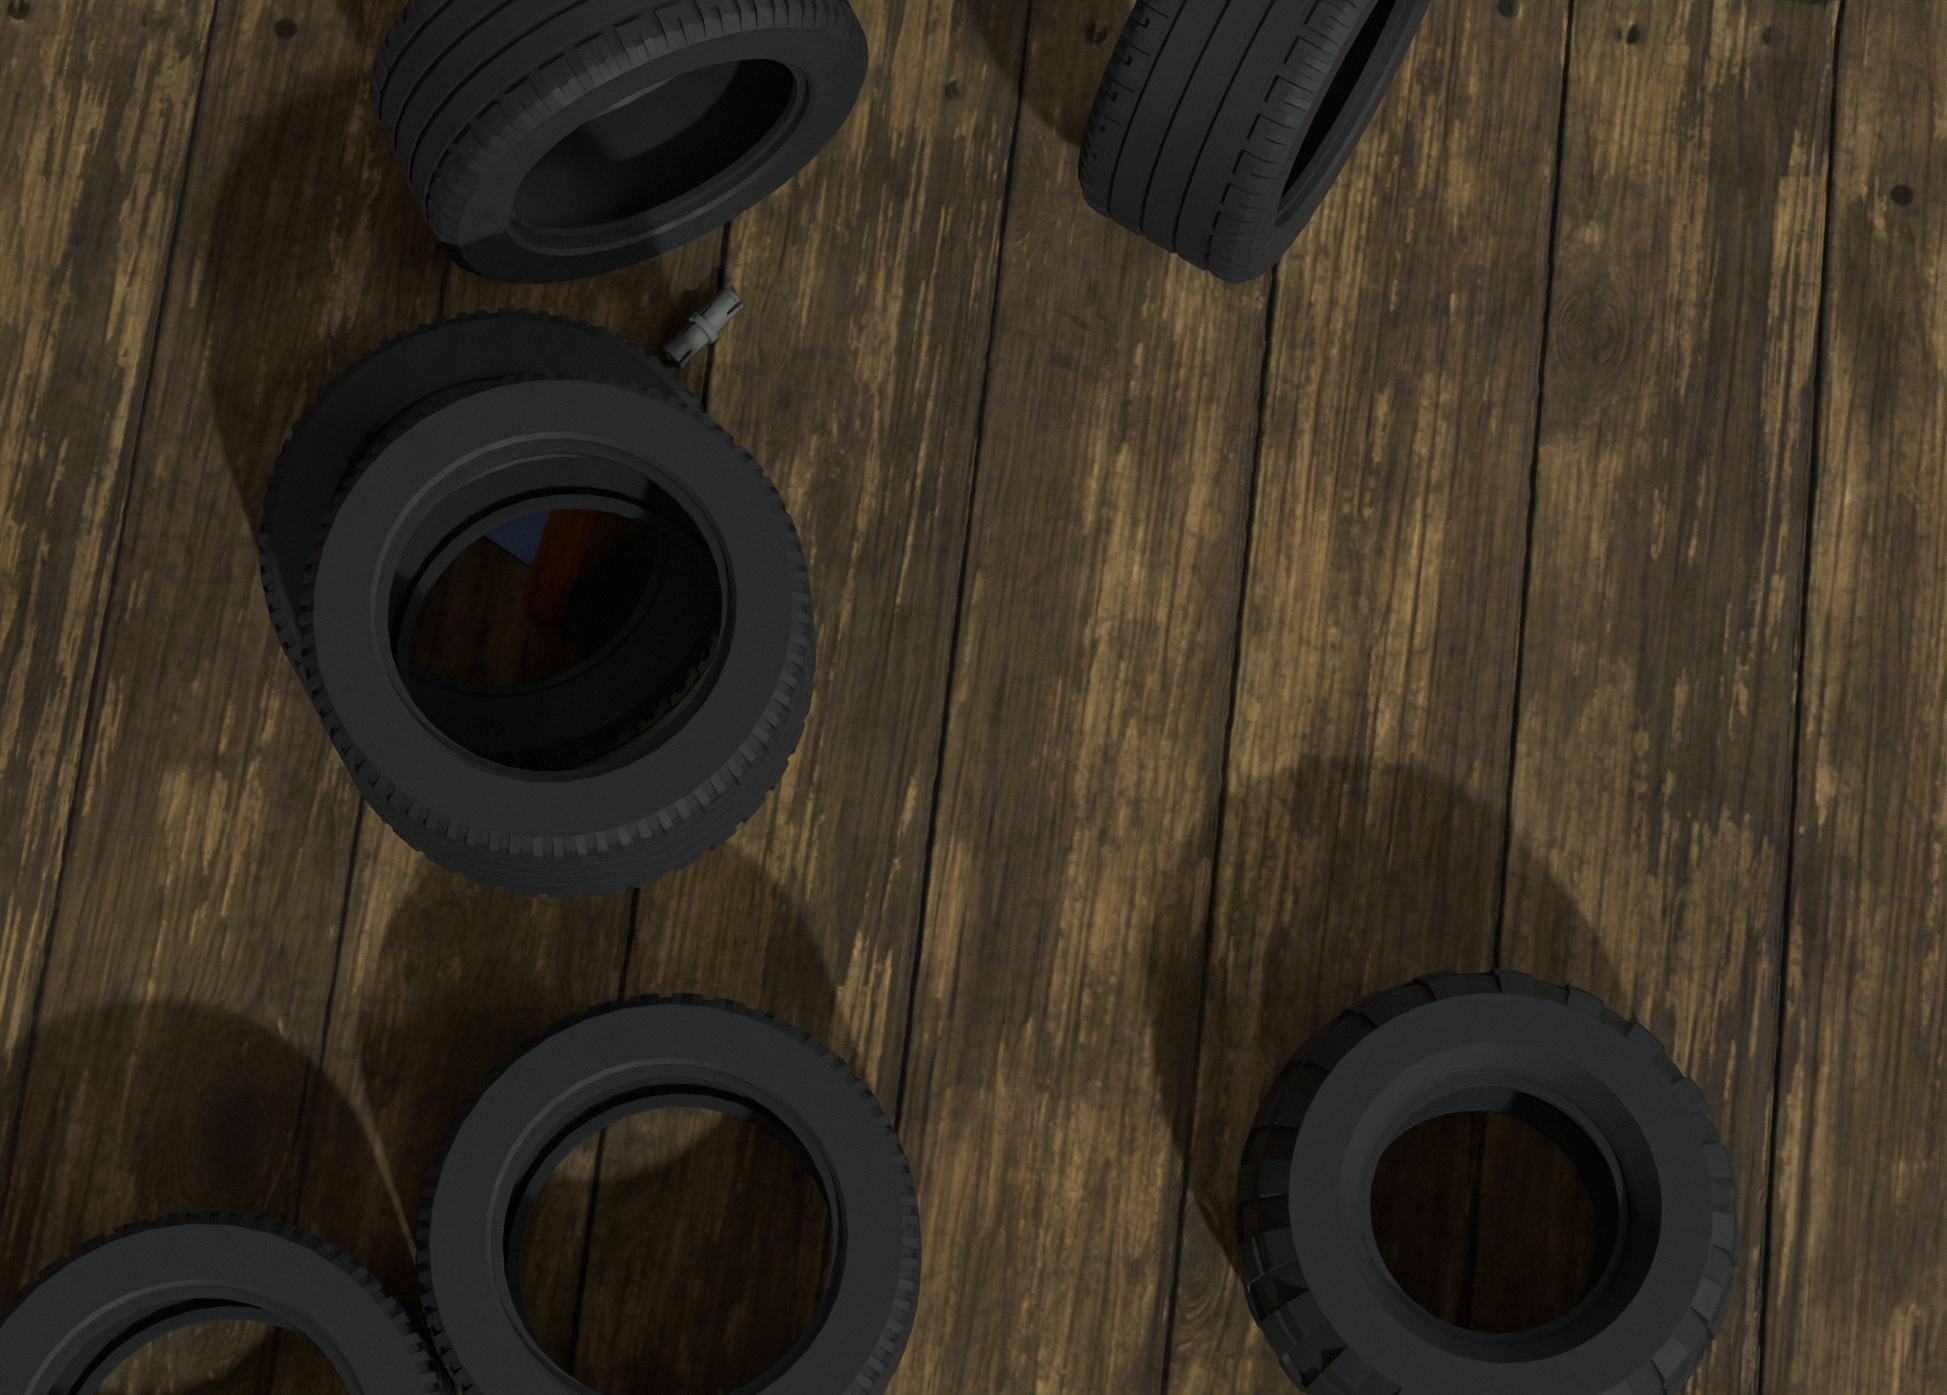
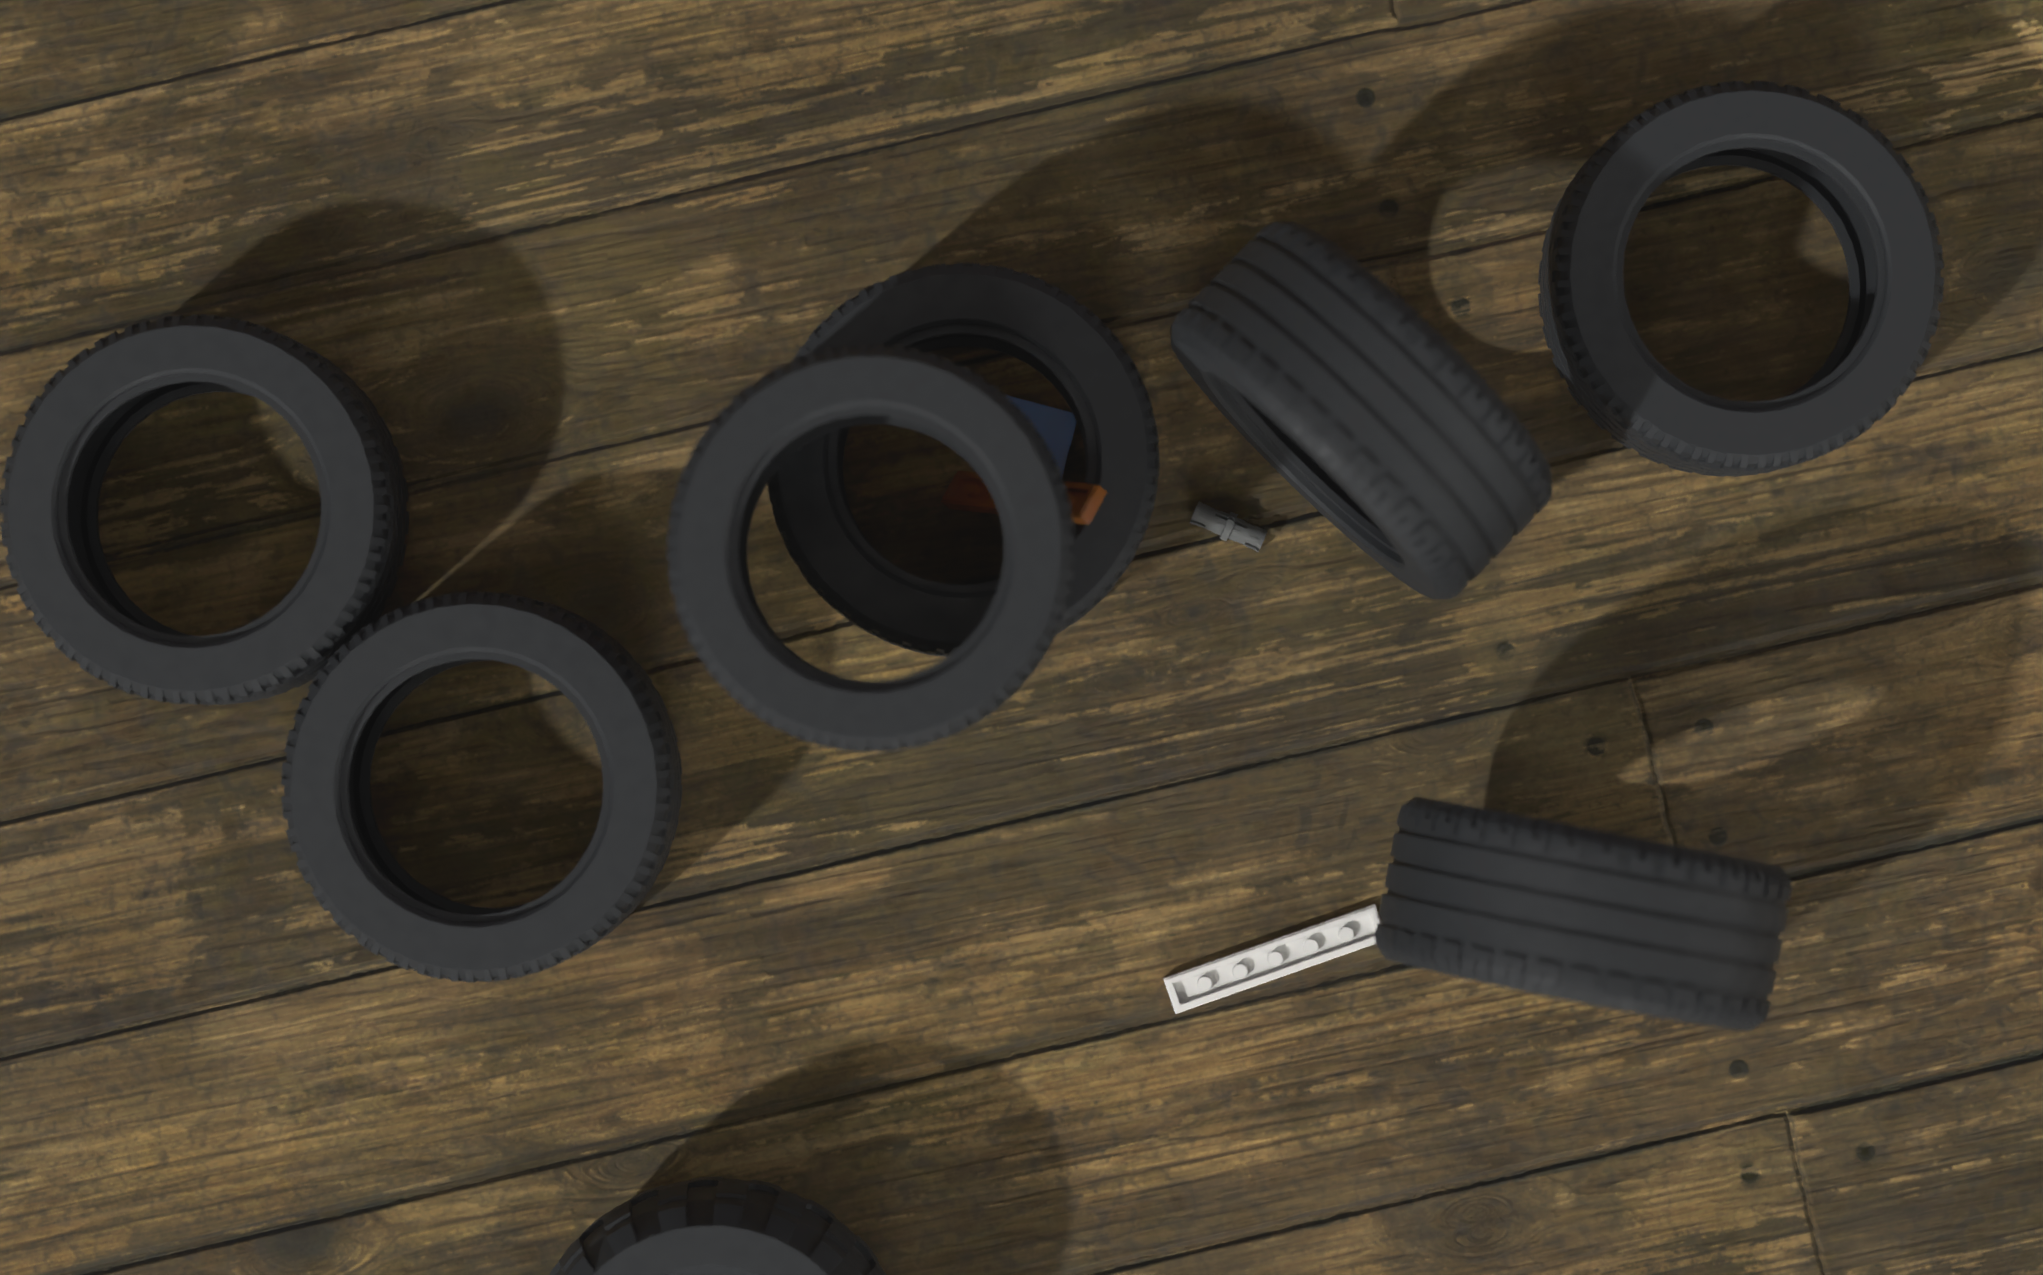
camera: 70 degrees right, 15 degrees up
(1212, 447) = (1273, 959): none -> white tile

